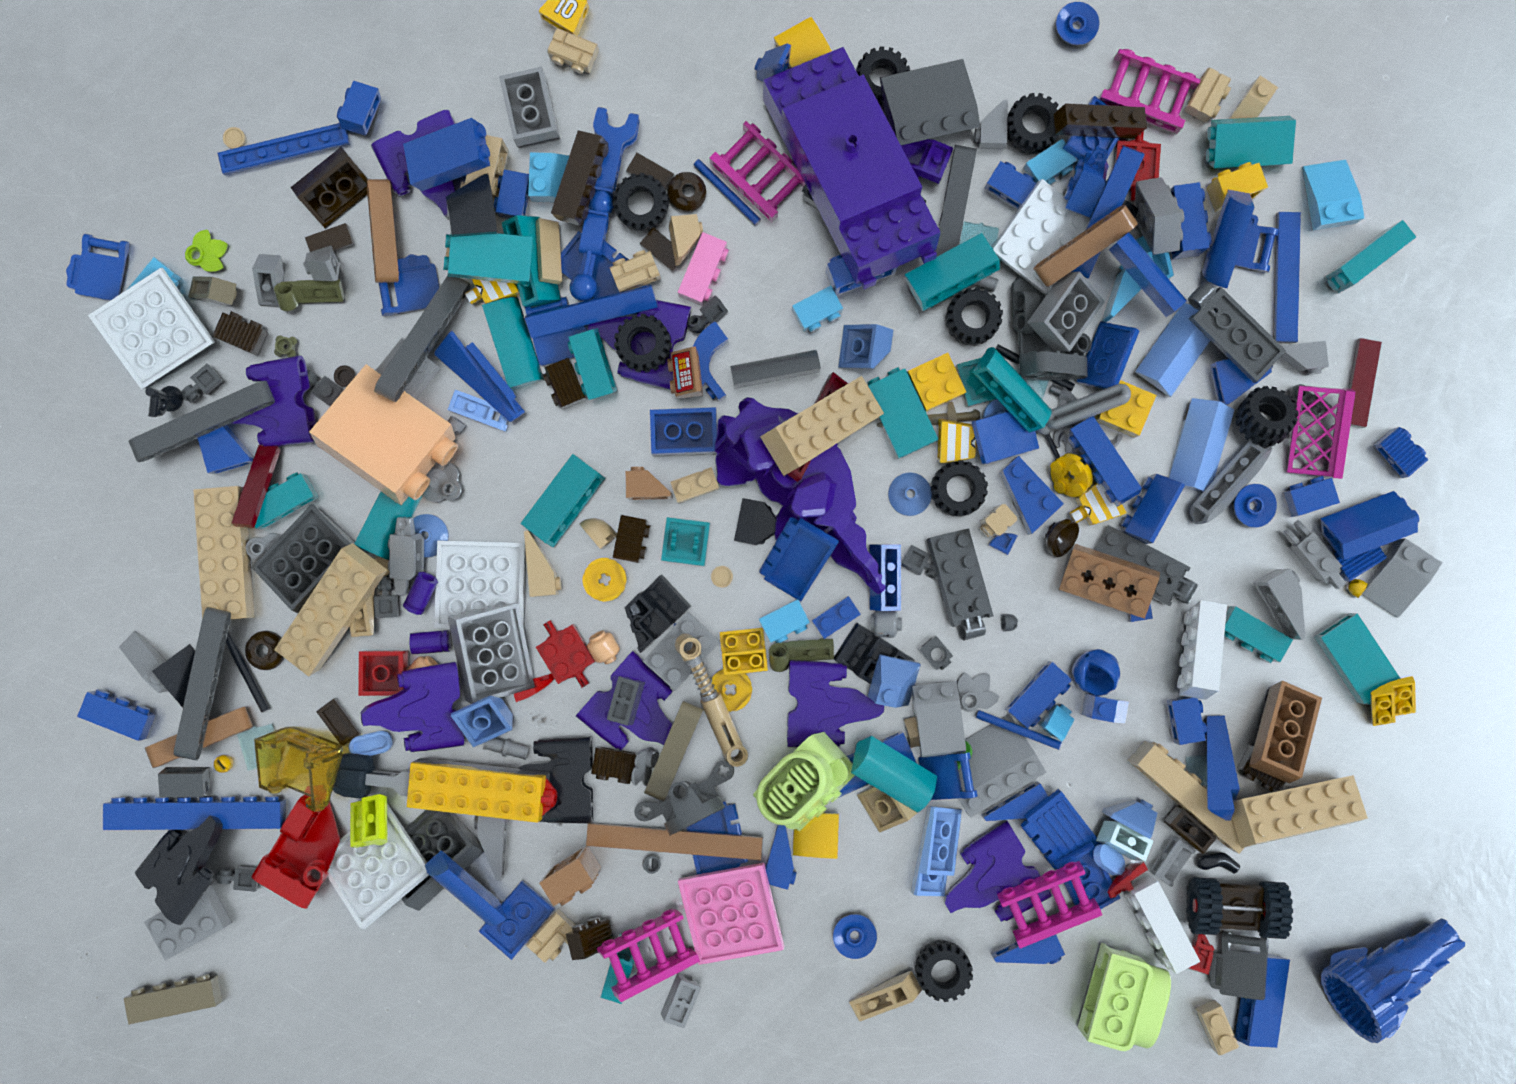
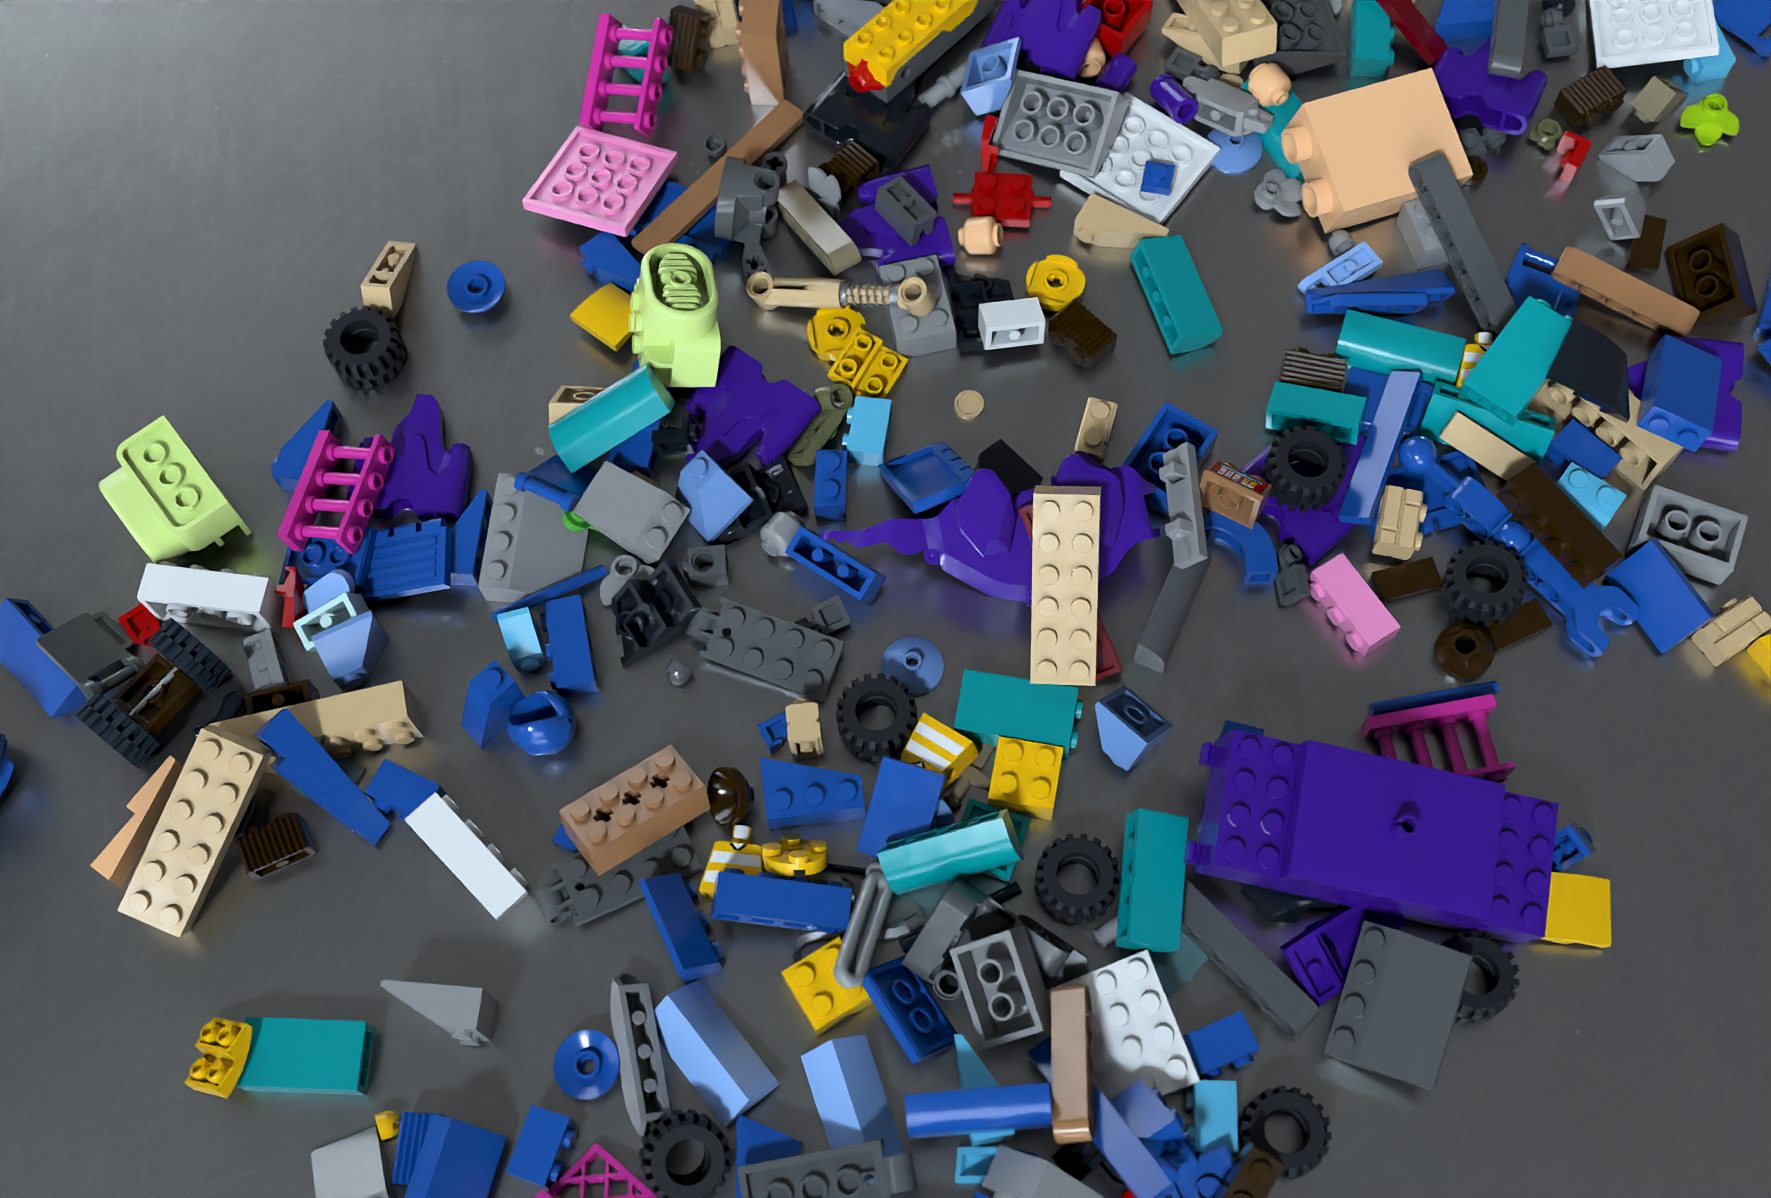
camera: 130 degrees right, 20 degrees down
(292, 293) = (1604, 167): olive plate -> none
(298, 317) = (1575, 151): none -> red bracket
(377, 533) = (1269, 84): none -> light nougat head
(489, 564) = (1157, 178): none -> blue plate
(581, 99) = (1663, 594): none -> blue tile
(599, 531) = (1115, 306): tan brick -> none
(644, 486) = (1133, 376): medium nougat slope -> none
(655, 584) = (1011, 323): none -> white brick
(680, 1001) = (554, 86): light grey hinge -> none
(684, 235) = (1408, 605): tan slope -> none
(685, 541) = (1037, 388): teal plate -> none
(718, 394) = (1184, 506): none -> light grey hinge
(817, 309) = (1213, 700): medium azure brick -> none
(874, 730) = (677, 440): none -> black bracket
(937, 851) = (492, 423): light blue slope -> none
(984, 663) = (652, 610): none -> black slope
(993, 128) = (1313, 1074): light grey slope -> none
(1217, 1027) = (56, 586): tan brick -> none
(1255, 635) = (436, 946): teal brick -> none
(1285, 732) = (286, 910): medium nougat brick -> none
(1299, 859) = (148, 804): none -> light nougat slope
(1315, 556) = (466, 1094): light grey hinge -> none

